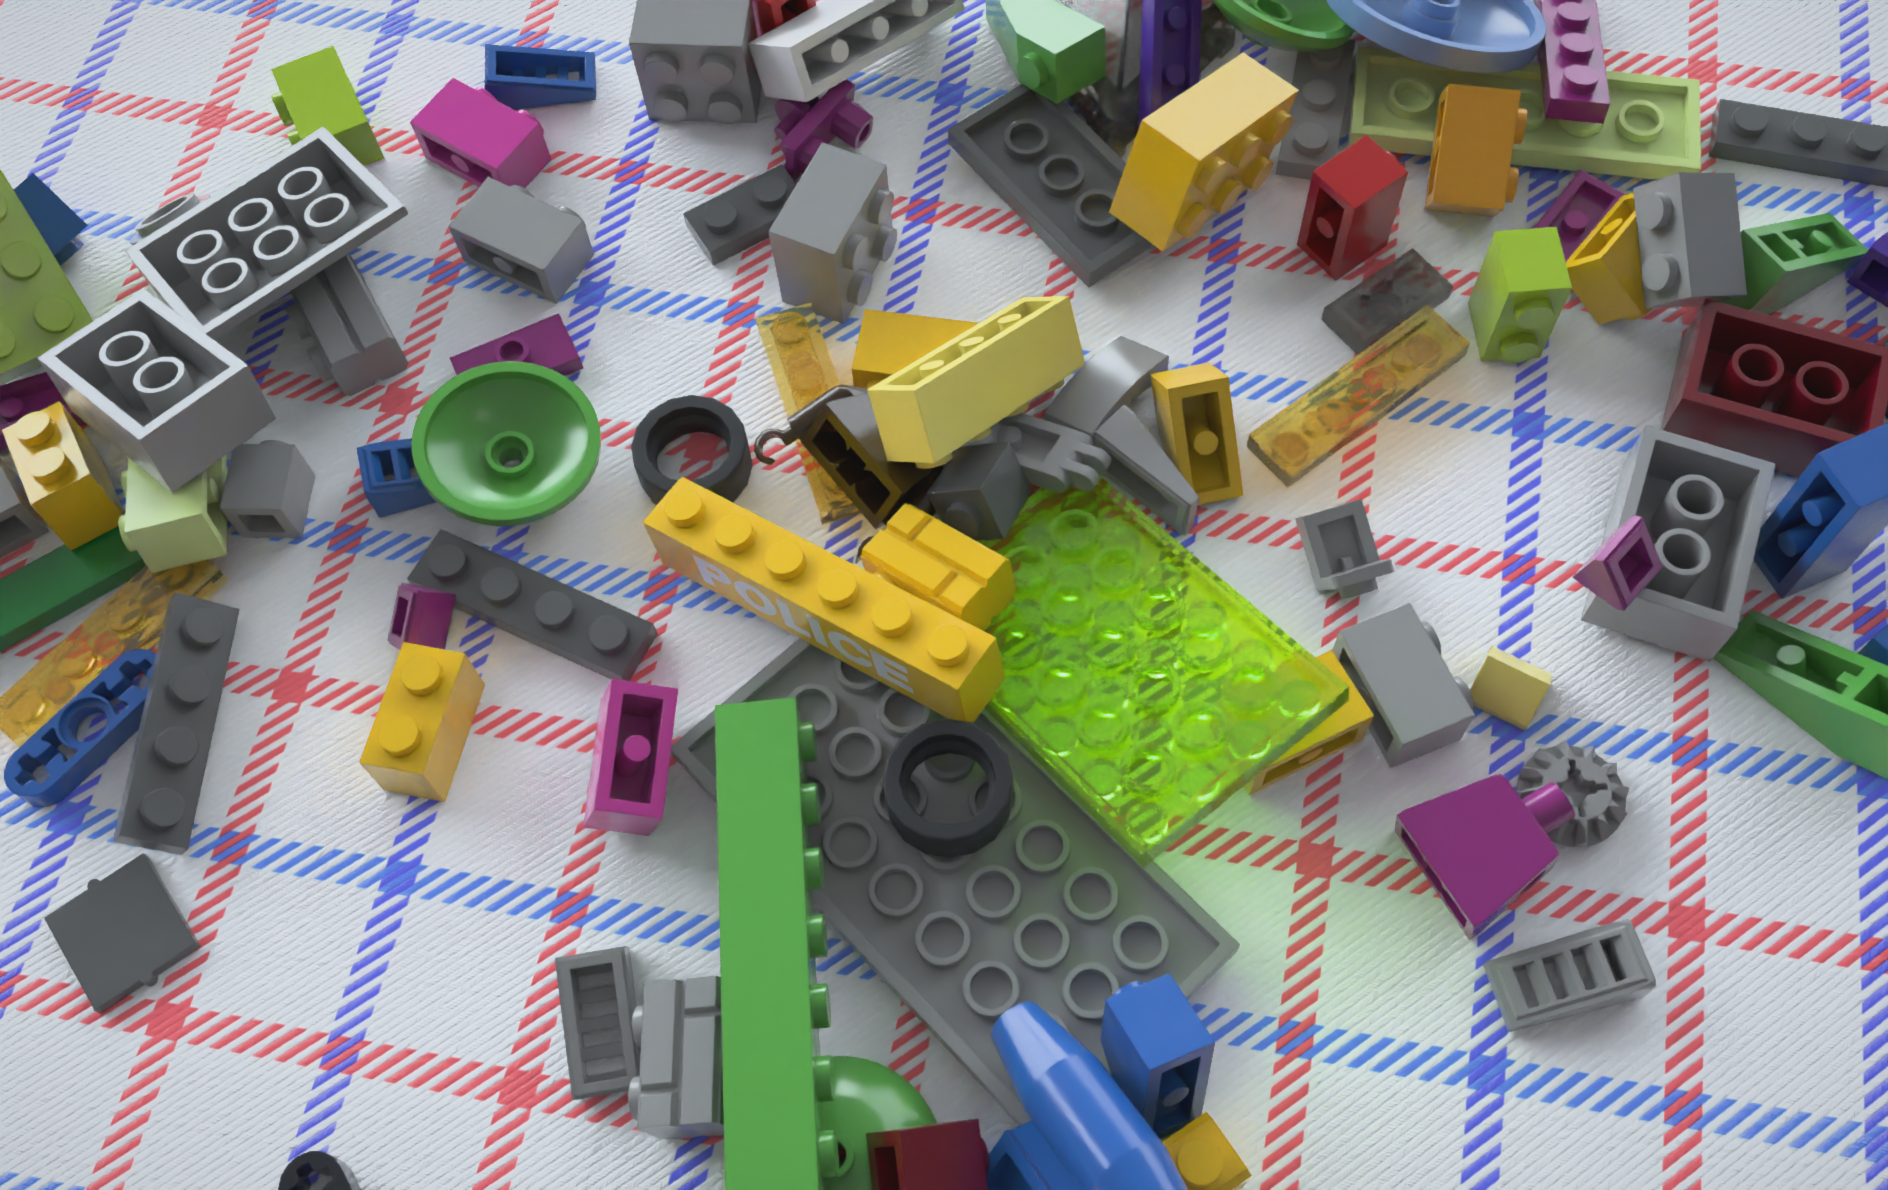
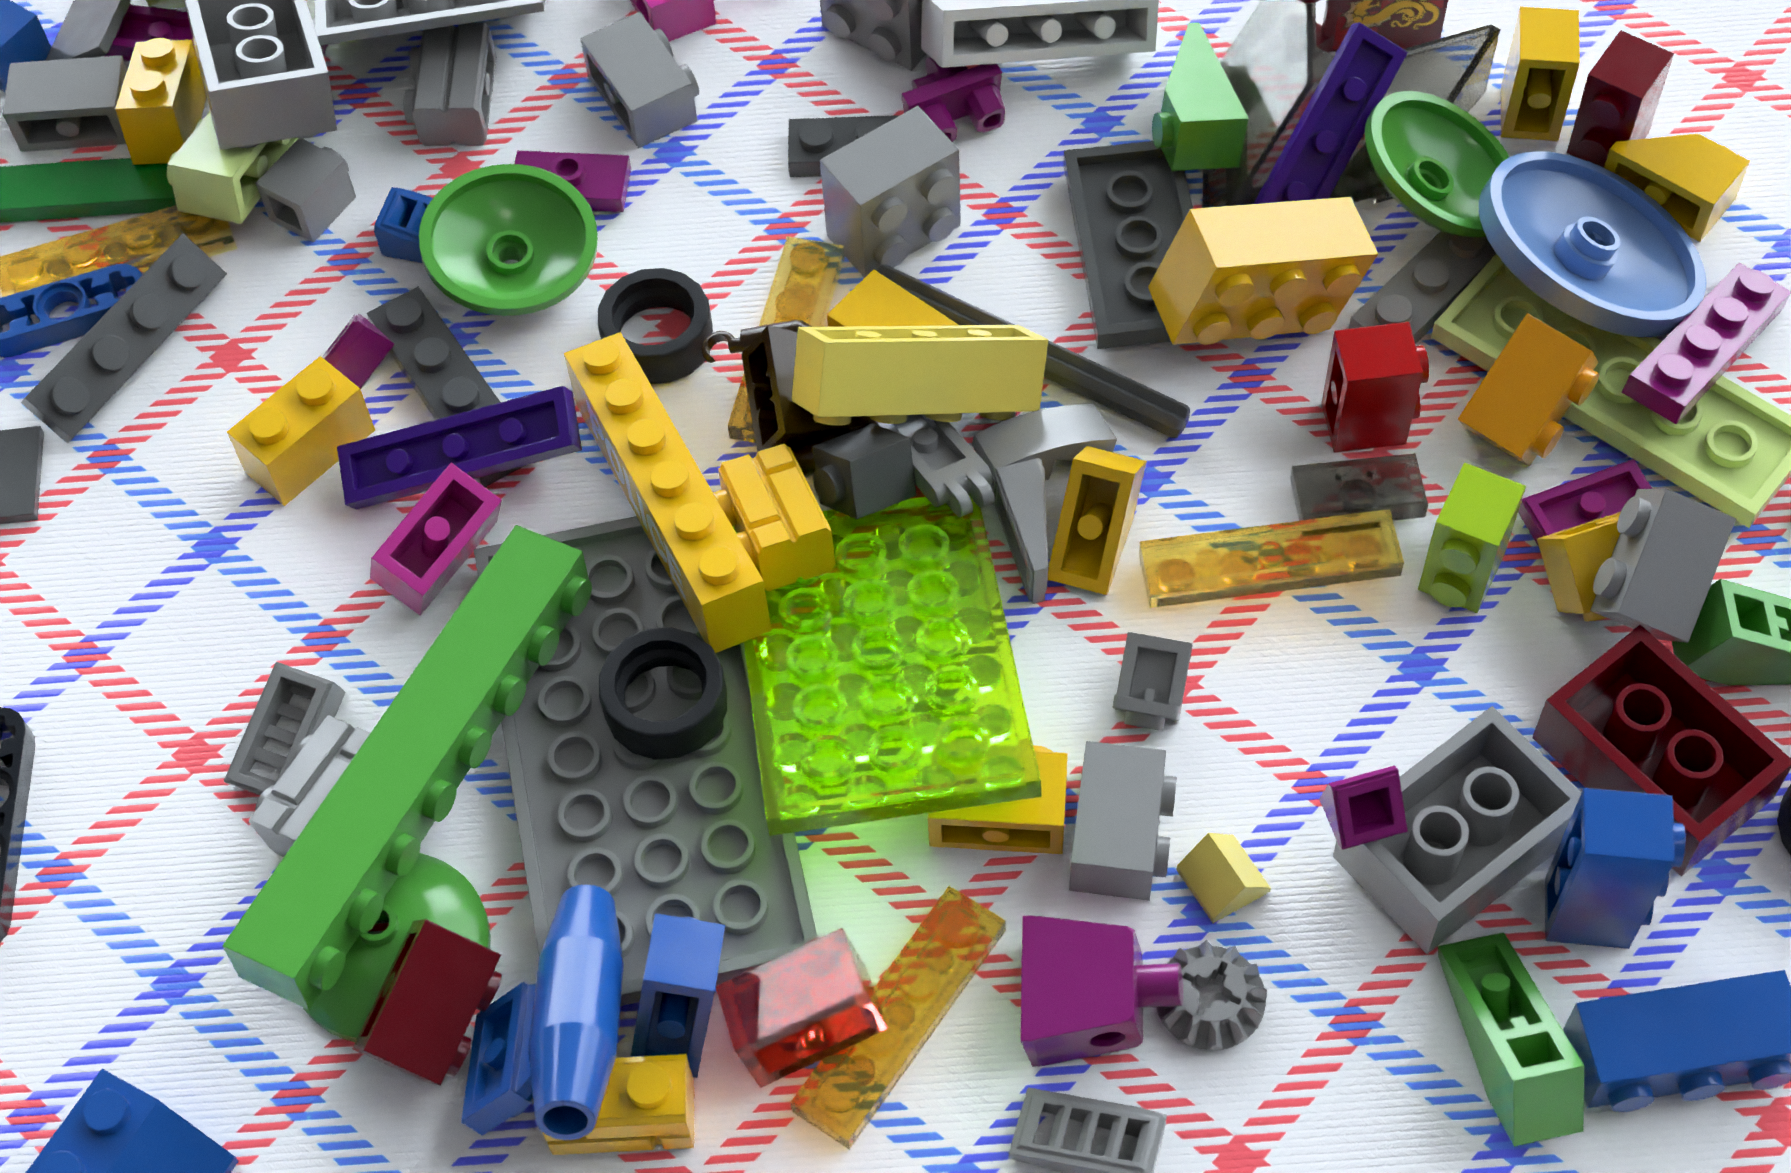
camera: 30 degrees right, 5 degrees down
(582, 666) = (474, 441): none -> dark purple plate
(1090, 315) = (1064, 365): none -> dark grey axle
(1269, 1003) = (800, 1007): none -> clear red brick
(1336, 965) = (914, 999): none -> clear yellow plate

